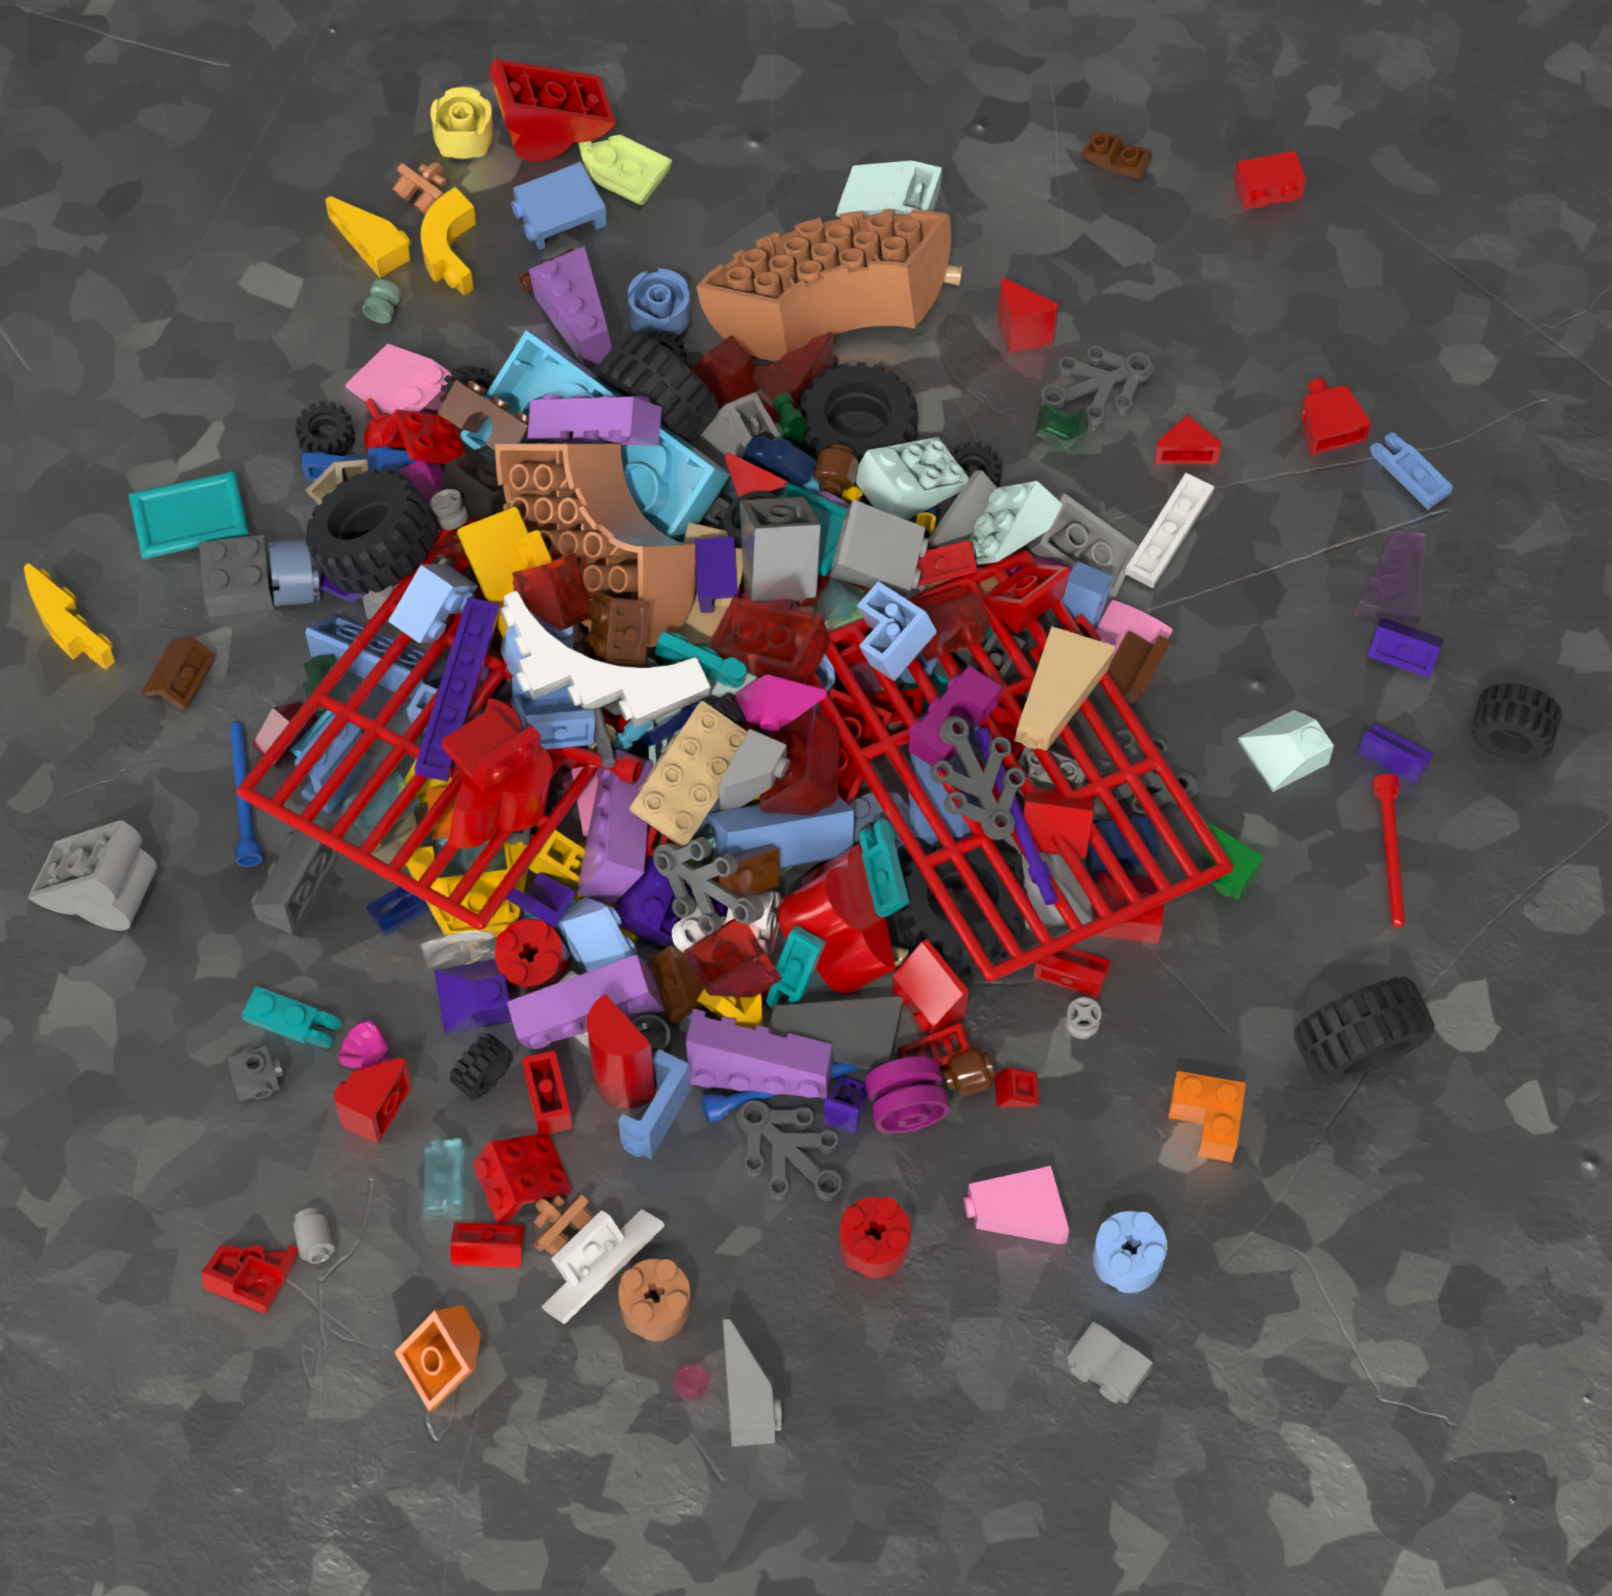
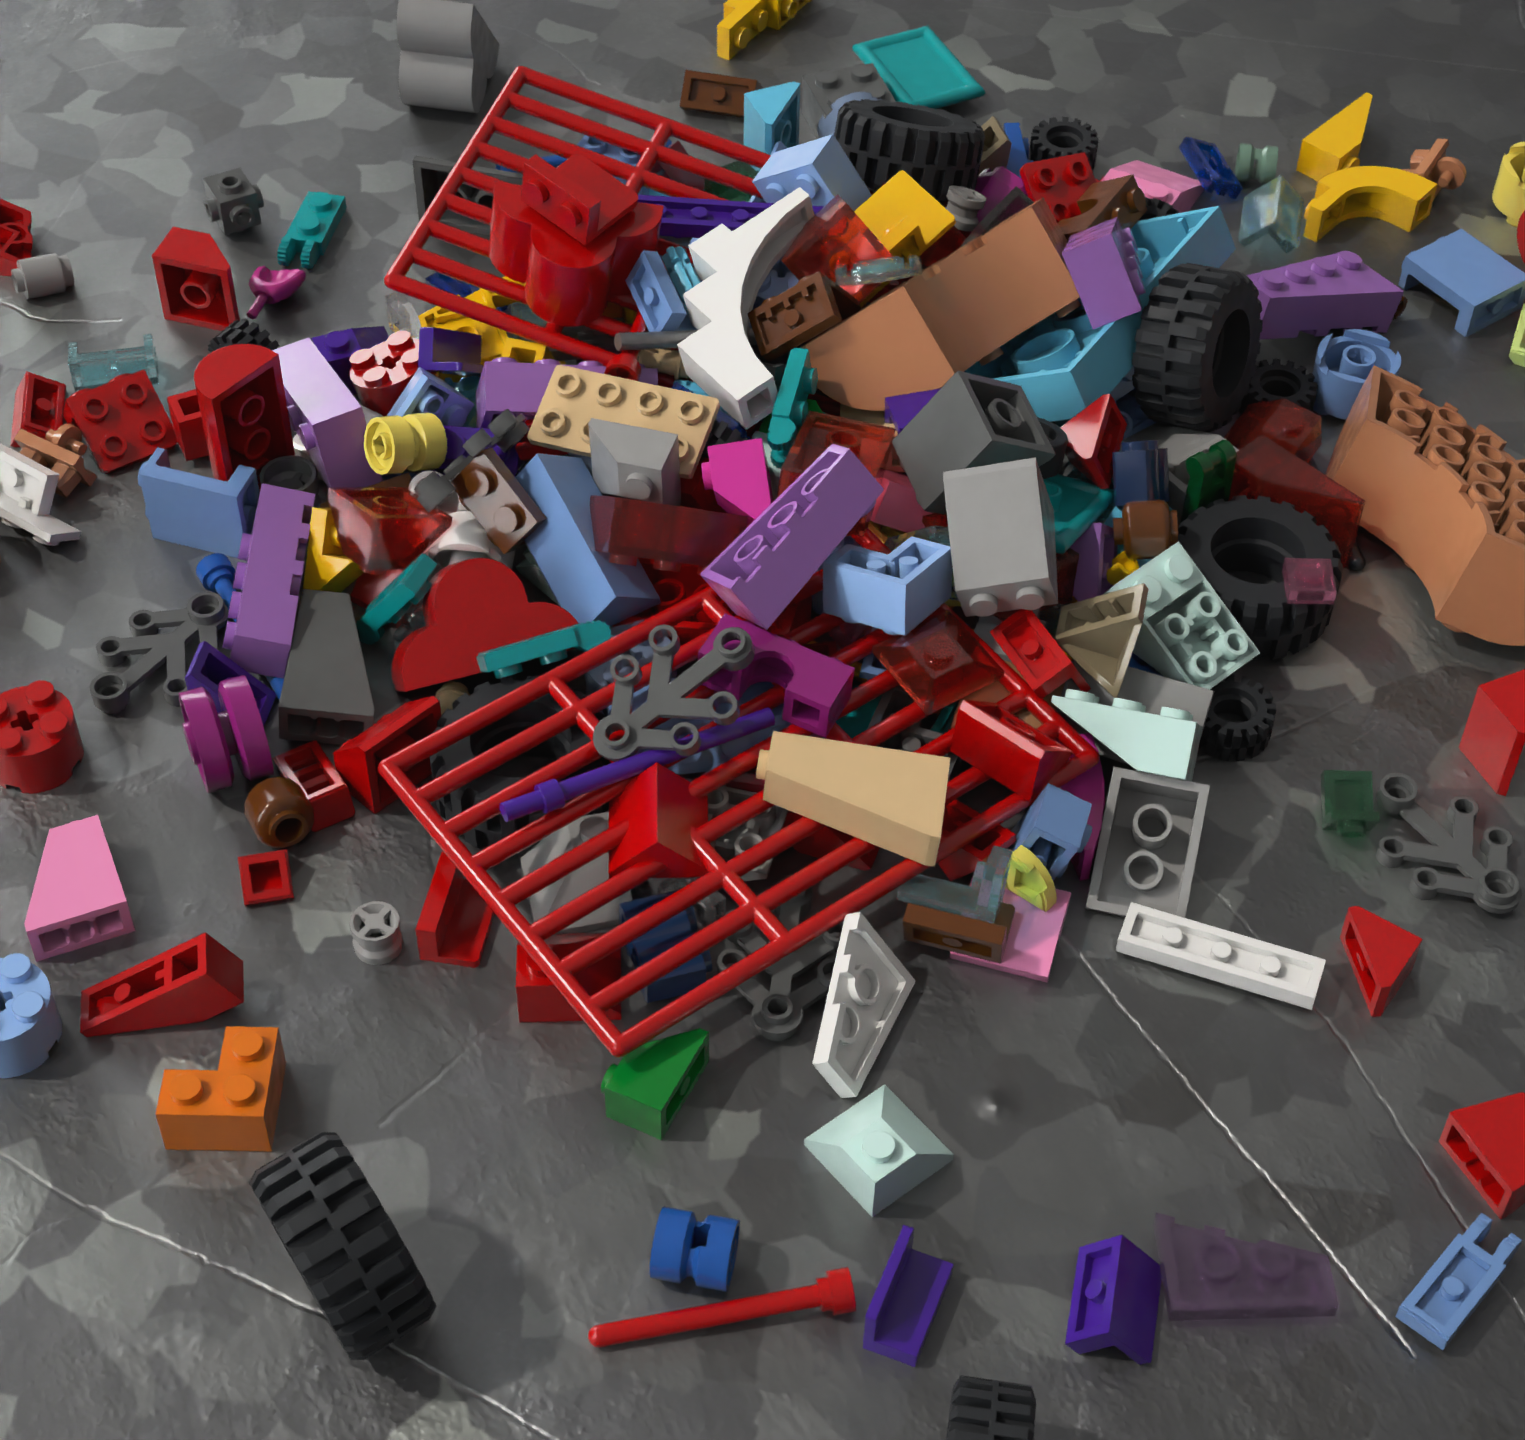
camera: 80 degrees right, 15 degrees down
(274, 637) = (772, 117): none -> medium azure slope
(374, 334) = (1210, 167): none -> clear blue tile
(445, 310) = (1272, 210): none -> clear light blue panel
(541, 706) = (682, 274): none -> medium azure axle
(601, 564) = (878, 270): none -> clear light blue tile
(655, 938) = (405, 442): none -> light yellow wheel
(867, 675) = (793, 536): none -> medium lavender wedge
(900, 386) = (1309, 581): none -> clear pink plate
(942, 513) = (1103, 633): none -> dark tan slope
(1110, 617) = (1031, 879): none -> light yellow tile
(1119, 1155) = (166, 990): none -> red slope
(1131, 650) = (979, 901): none -> clear light blue bracket
(1193, 737) = (860, 1006): none -> white wing
(1355, 855) = (694, 1248): none -> blue wheel

